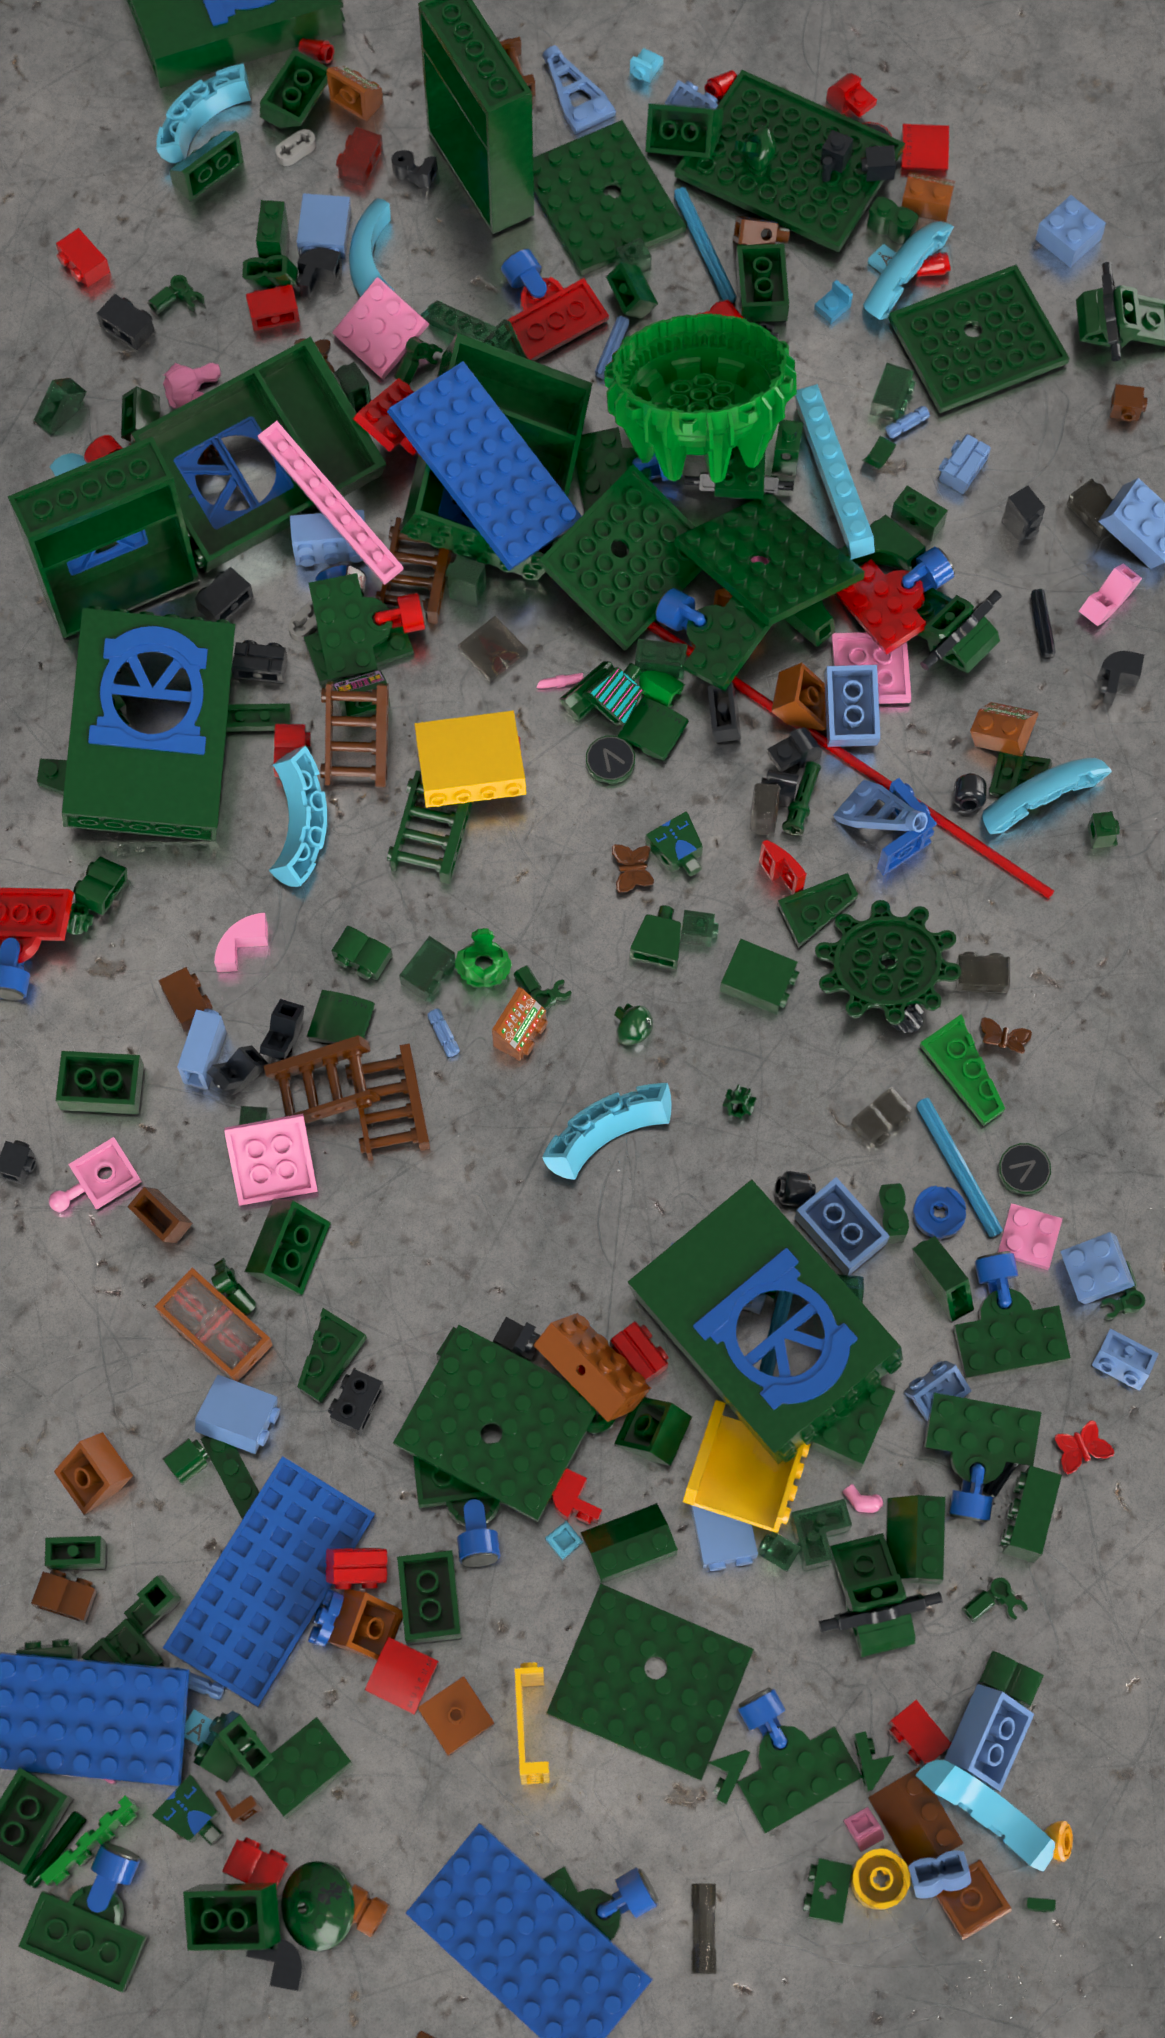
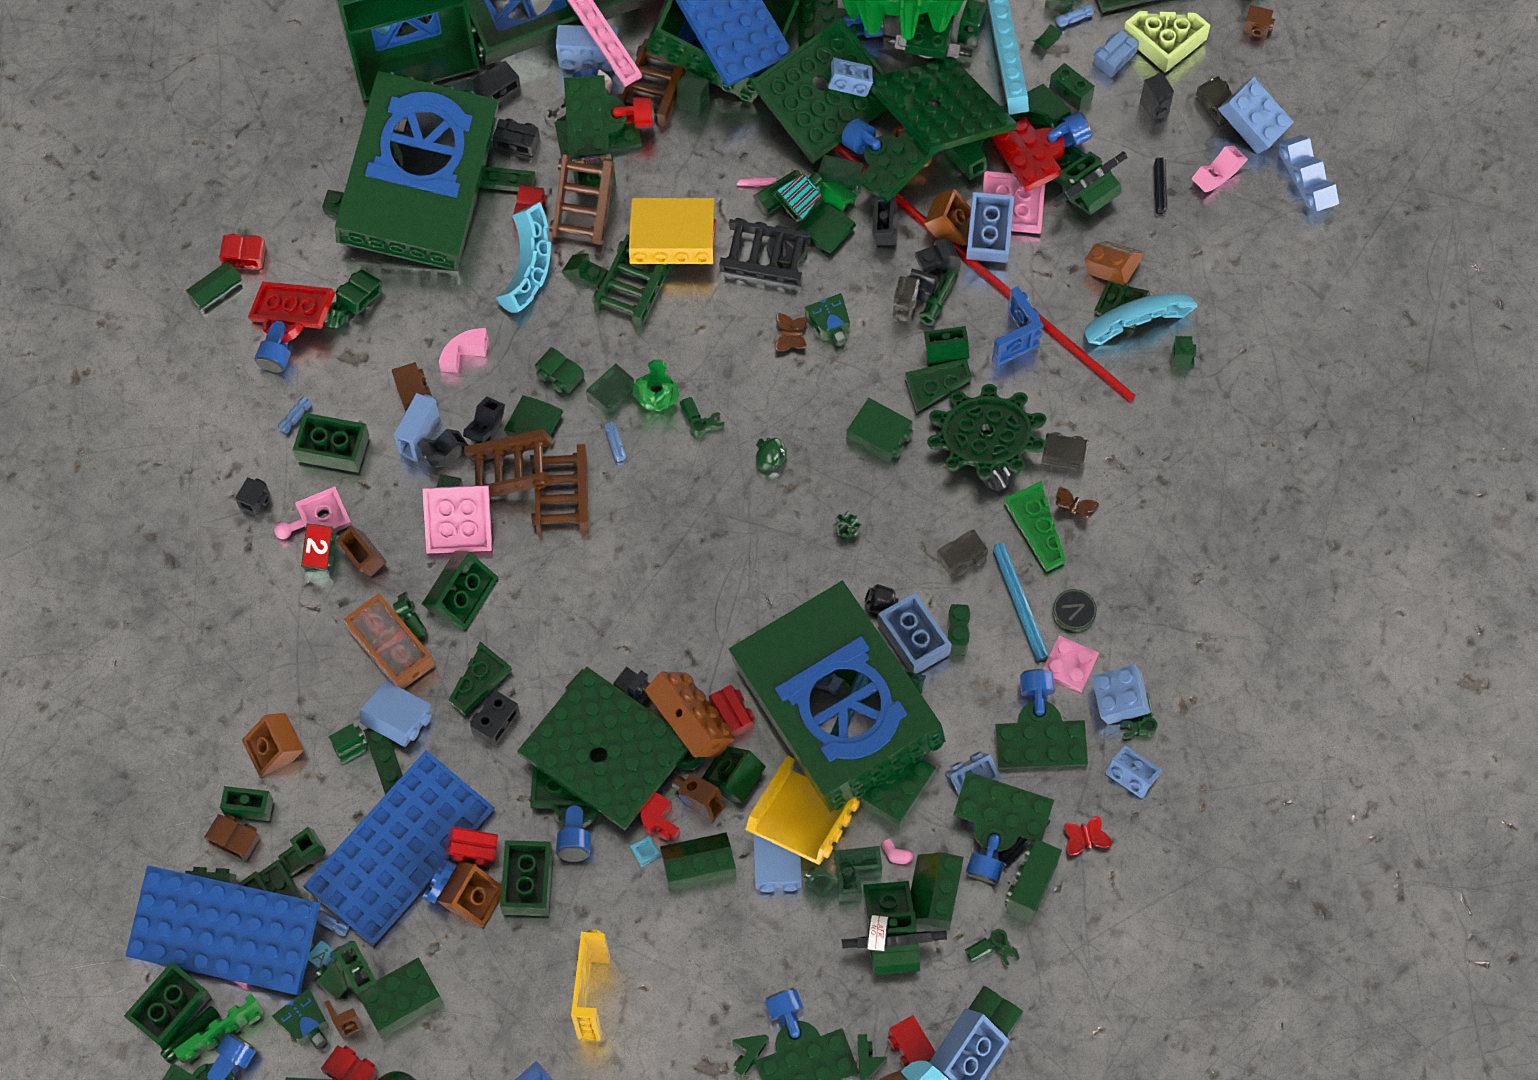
camera: 10 degrees right, 5 degrees down
(48, 1051) = (294, 415): none -> medium blue axle
(107, 1218) = (317, 547): none -> red brick
(370, 821) = (583, 270): none -> dark green slope
(401, 1675) = (494, 937): red slope -> none
(456, 1715) = (533, 976): dark orange plate -> none
(492, 648) = (706, 150): clear smoke tile -> none
(519, 1025) = (676, 441): dark orange slope -> none
(596, 793) = (751, 267): none -> black fence
(604, 1122) = (734, 527): medium azure brick -> none
(627, 1469) = (700, 796): none -> reddish brown torso
(656, 537) = (850, 77): none -> medium blue bracket
(658, 939) = (801, 391): dark green torso -> none
(663, 1718) = (704, 1003): dark green plate -> none
(698, 928) = (836, 386): clear green brick -> none
(781, 864) = (912, 345): red slope -> none
(824, 858) = (943, 346): none -> dark green brick
(861, 800) = (979, 311): medium blue plate -> none
(861, 1608) = (877, 933): none -> white sticker
(937, 1226) = (994, 646): blue plate -> none
(944, 1278) = (992, 686): dark green slope -> none
(970, 792) = (1077, 308): black head -> none
(1022, 435) = (1167, 36): none -> yellowish green brick
(1119, 668) = (1217, 227): black brick -> none

